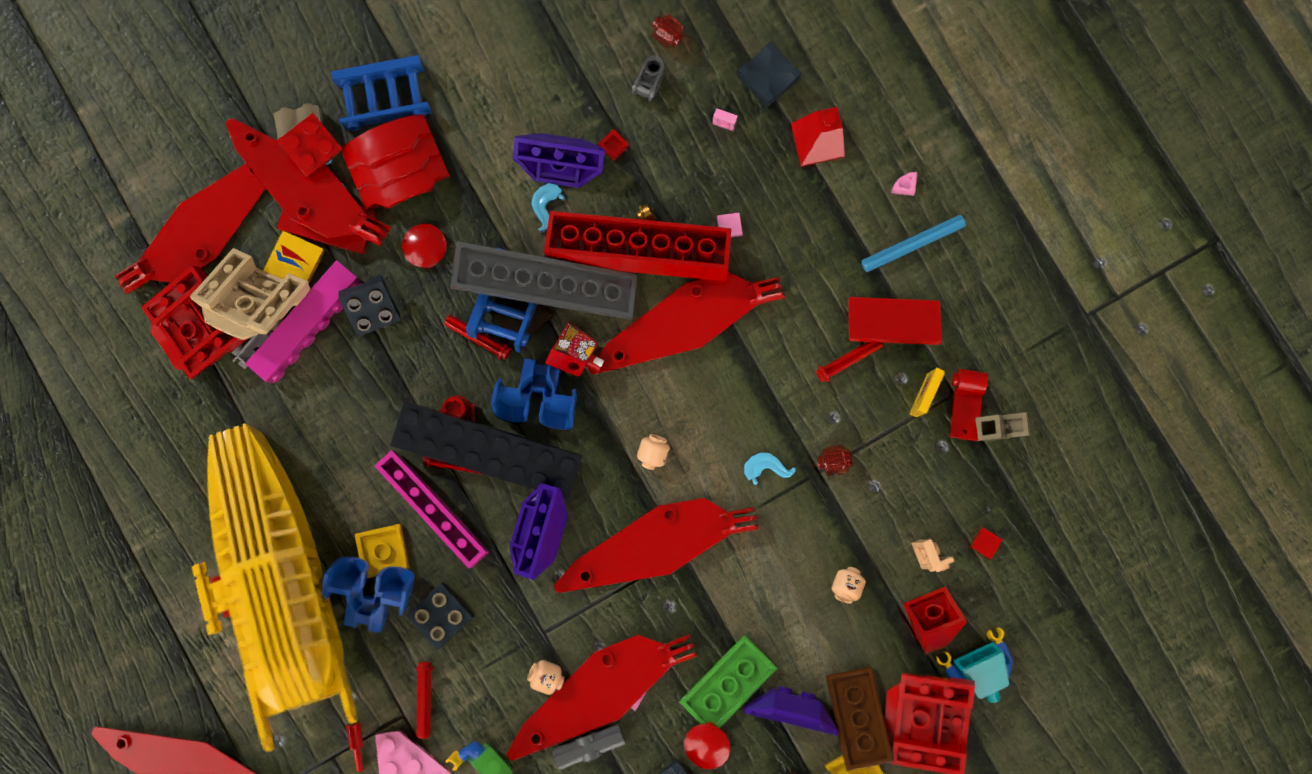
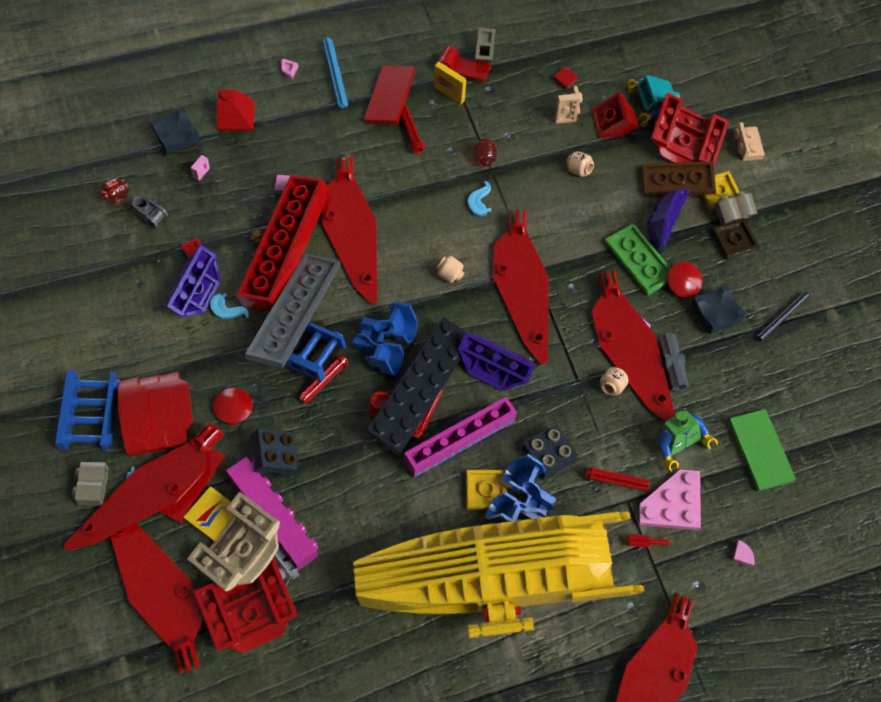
camera: 85 degrees left, 20 degrees down
(310, 145) = (116, 472): red plate -> none
(574, 352) = (356, 305): red torso -> none

